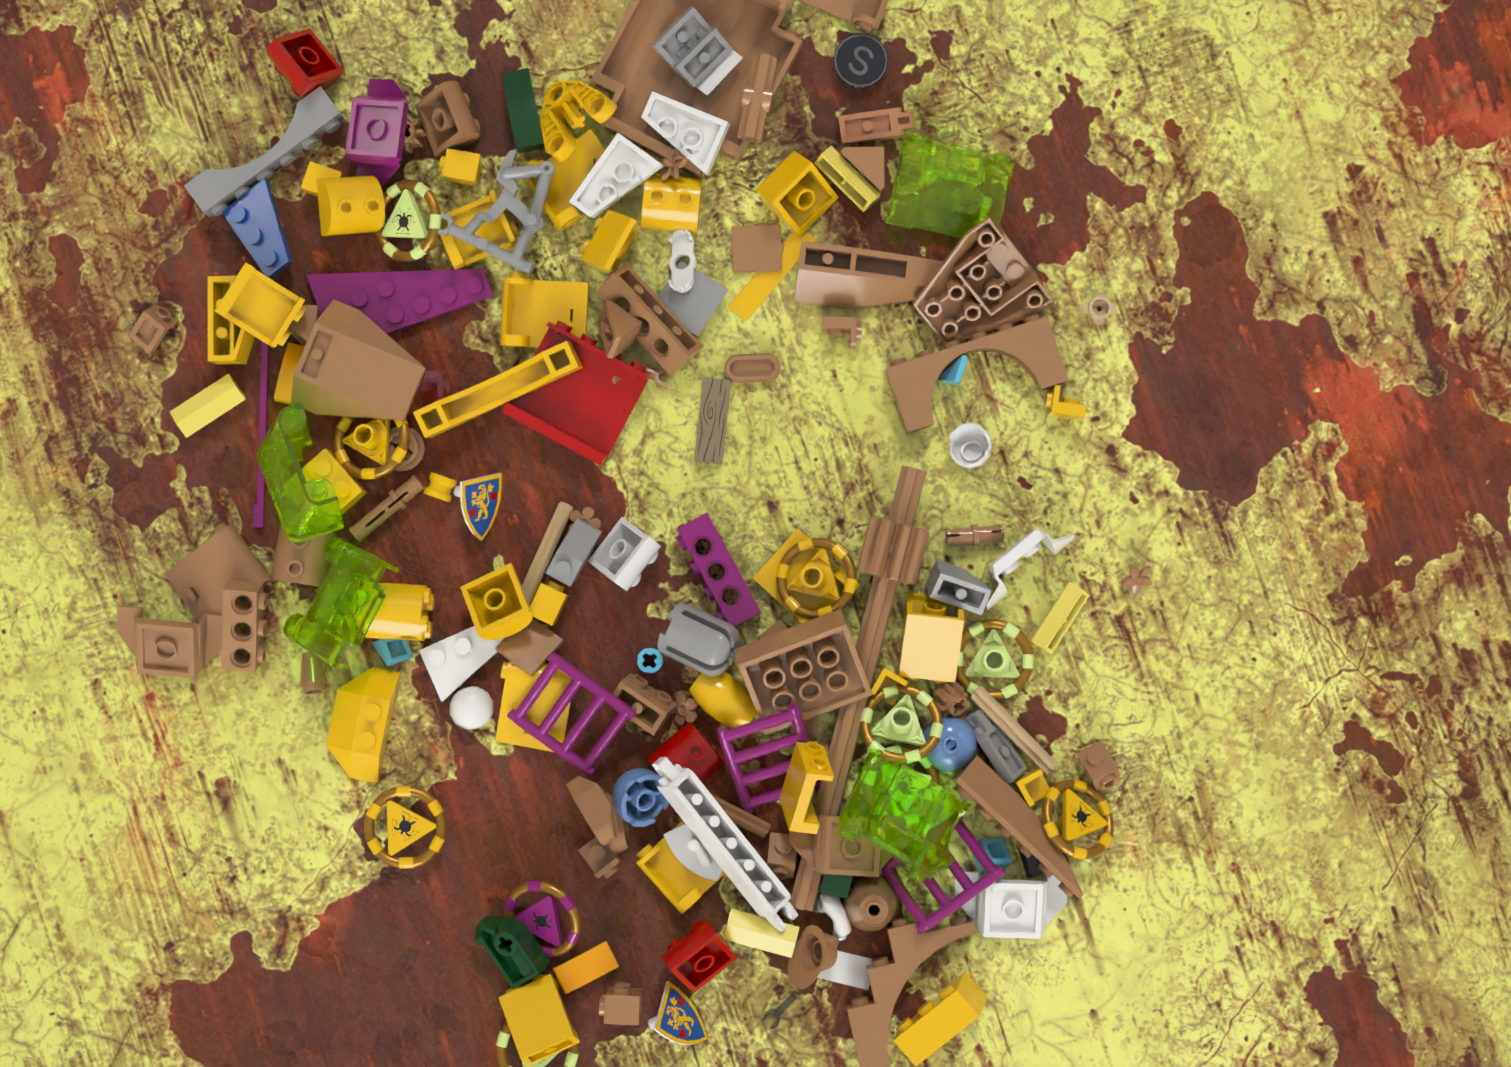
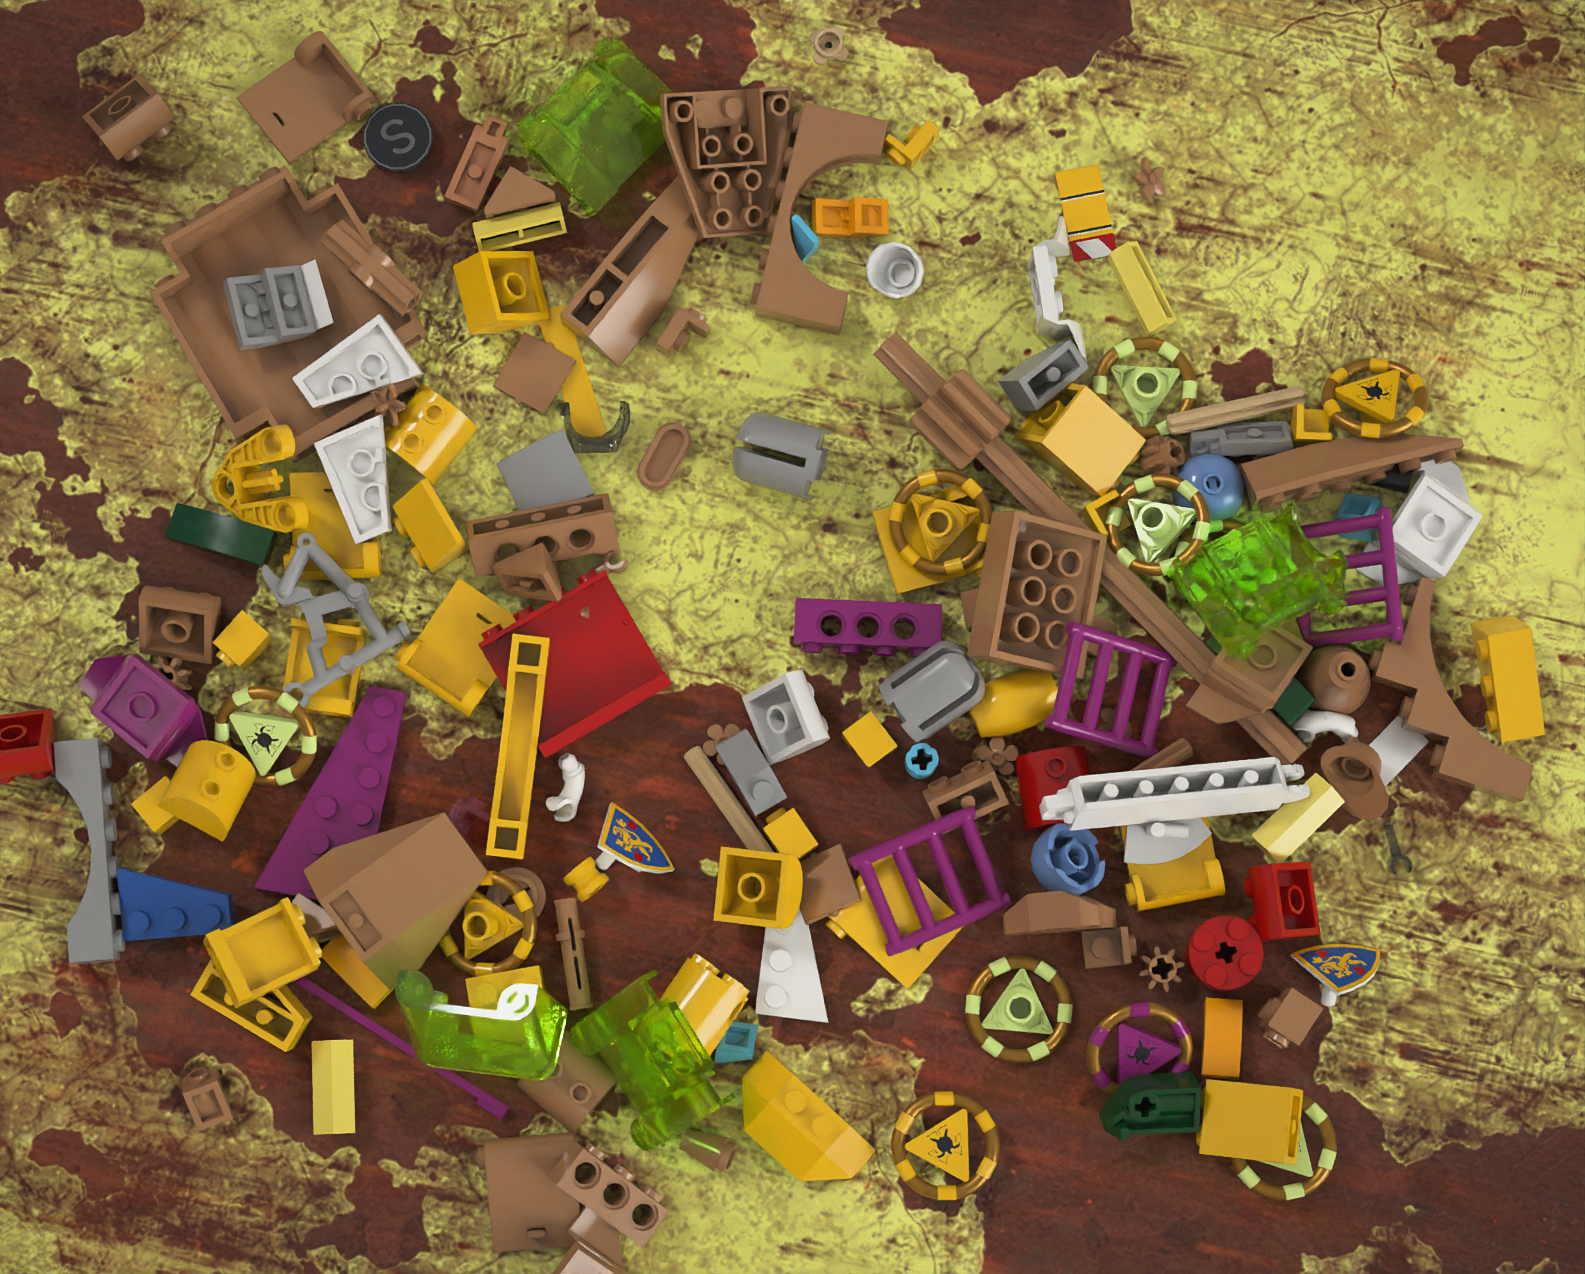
camera: 60 degrees left, 5 degrees down
(471, 708) = (854, 993): white hair -> none
(489, 443) = (568, 800): none -> white piece
(525, 821) = (1018, 1009): none -> yellowish green piece
(605, 892) = (1156, 978): none -> medium nougat gear
(641, 953) = (1232, 934): none -> red brick
(642, 618) = (869, 739): none -> yellow panel
(682, 245) = (481, 450): white piece -> none
(712, 420) = (696, 534): dark tan tile -> none
(738, 324) = (605, 443): none -> clear smoke helmet
(781, 856) = (1224, 743): medium nougat bracket -> none
(797, 444) = (786, 437): none -> light grey cylinder
(805, 768) = (1159, 671): yellow panel -> none
(974, 535) = (996, 325): medium nougat pin -> none
(988, 393) = (849, 217): none -> light orange slope
(1089, 549) = (1086, 212): none -> yellow sticker
(1099, 766) = (1330, 341): medium nougat bracket -> none

